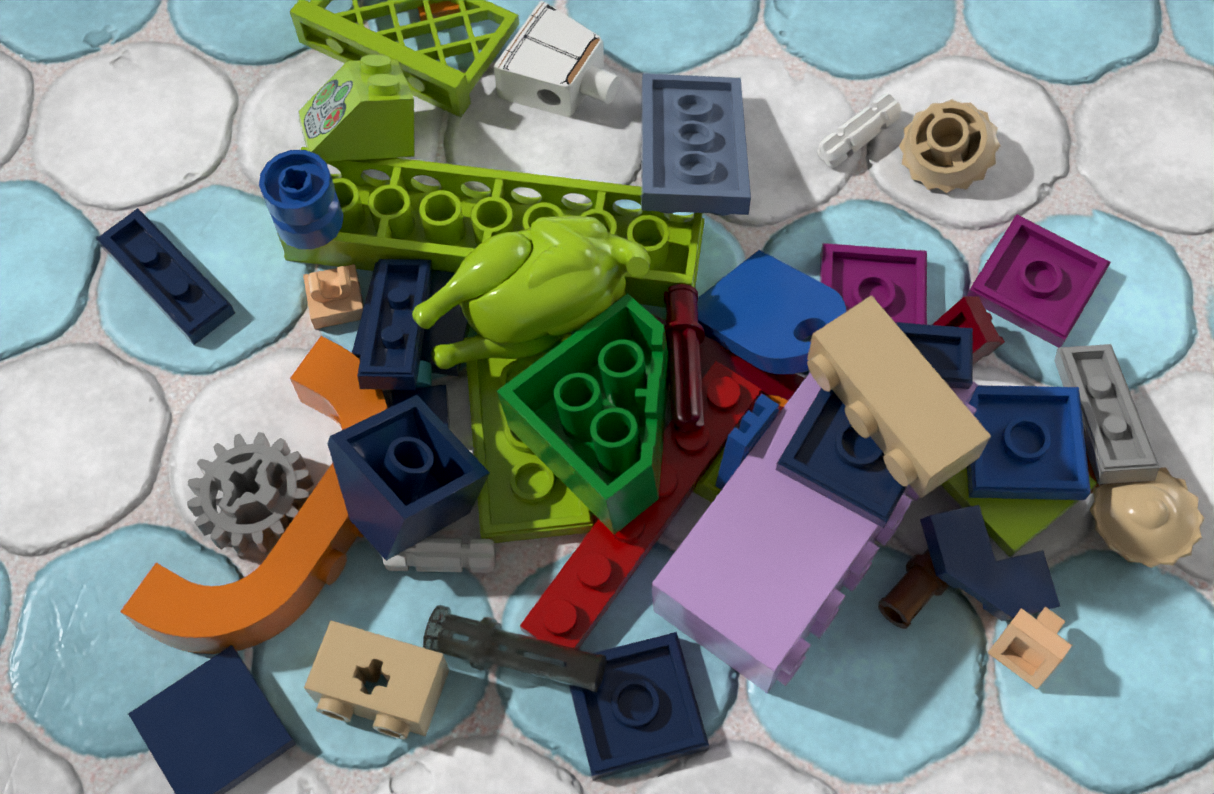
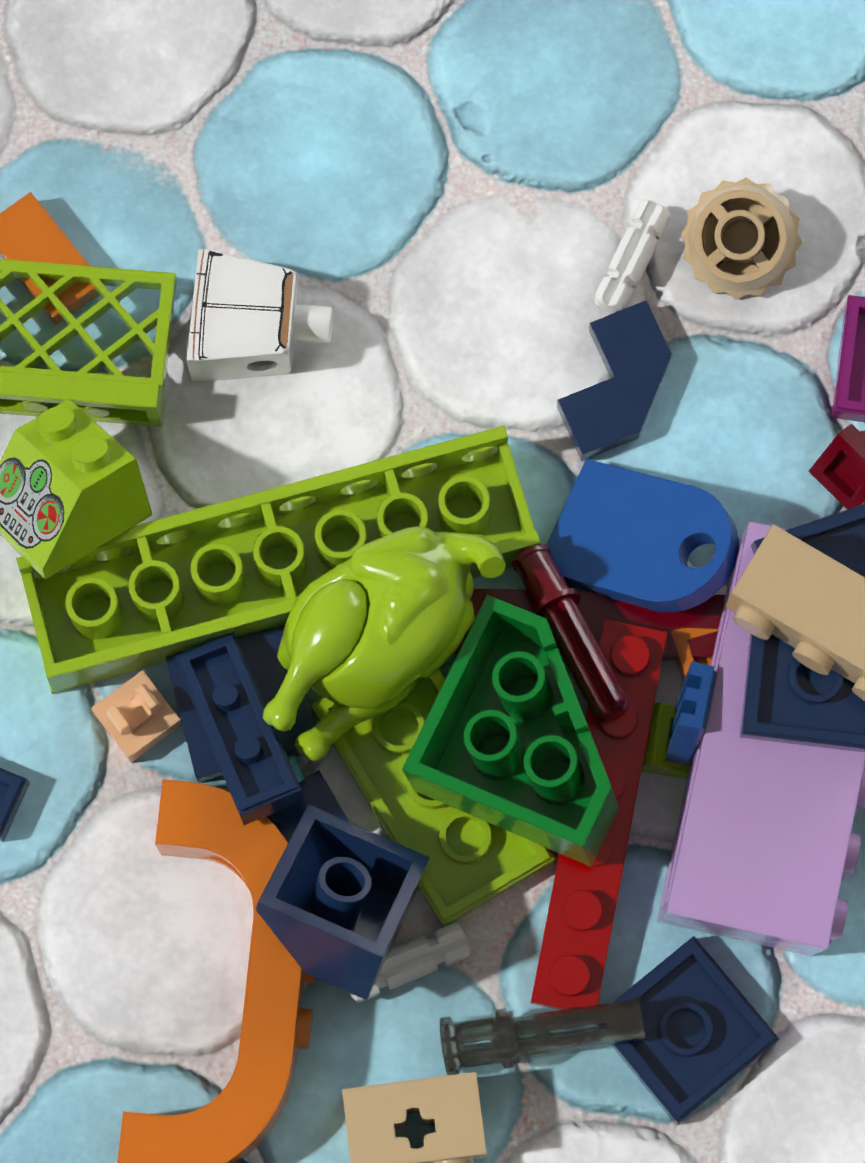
camera: 25 degrees left, 10 degrees up
(251, 499) = (144, 982): light grey gear -> none
(301, 199) = (69, 634): blue wheel -> none
(693, 145) = (463, 365): sand blue plate -> none
(801, 226) = (618, 407): none -> dark blue tile
(889, 274) = (736, 453): magenta tile -> none

